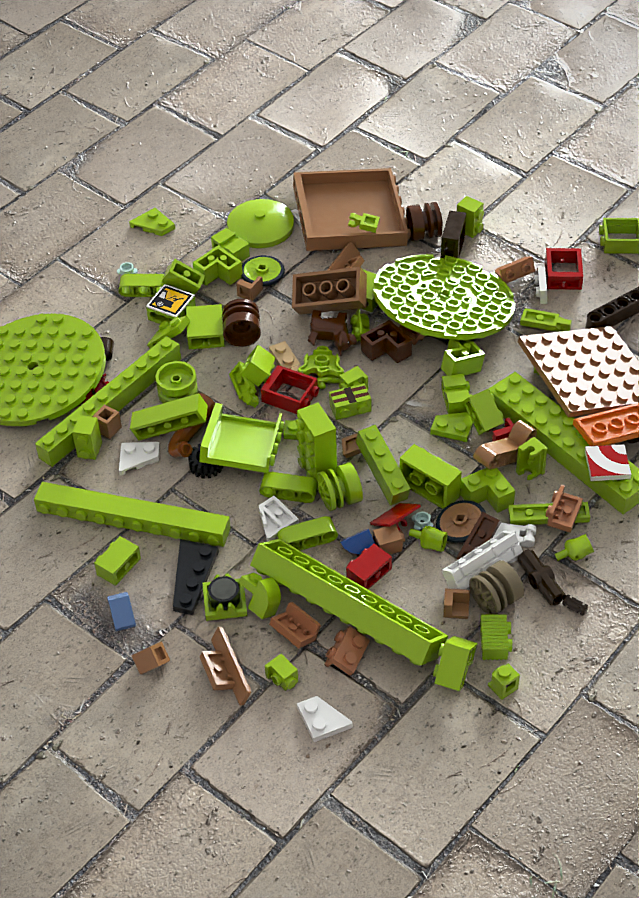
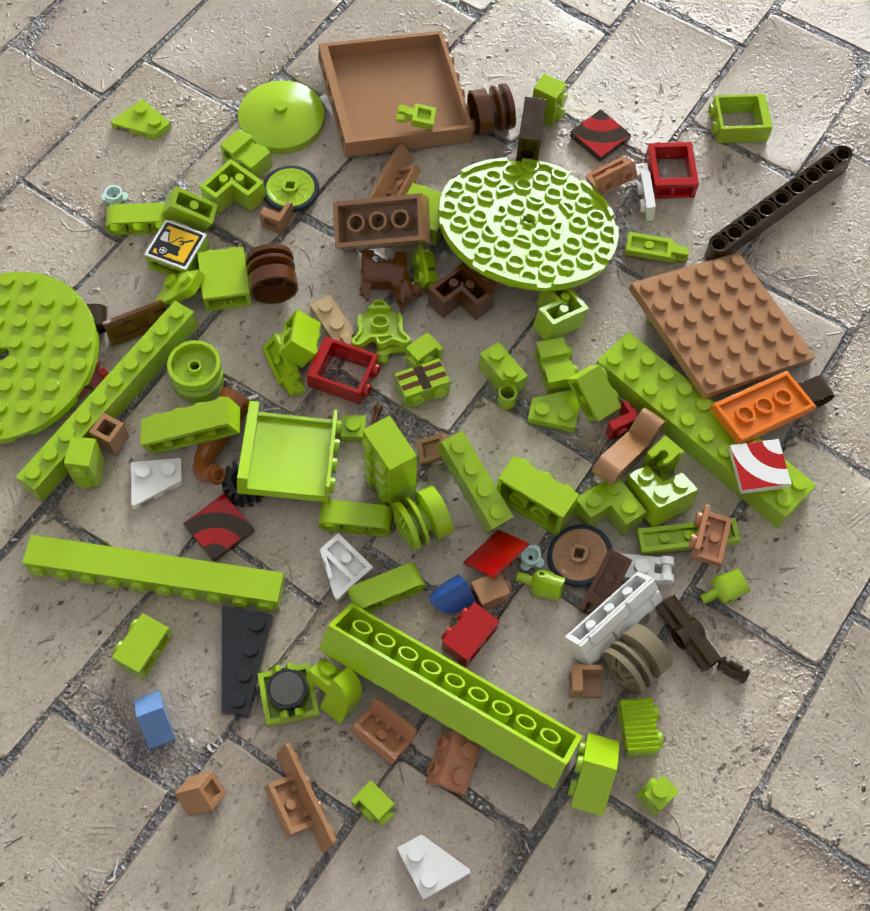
camera: 10 degrees left, 15 degrees up
(131, 352) = (133, 322): none -> reddish brown hinge
(183, 488) = (219, 527): none -> tile
(414, 398) = (503, 374): none -> lime hinge
(510, 244) = (600, 135): none -> dark brown tile
(528, 484) = (661, 498): none -> lime brick

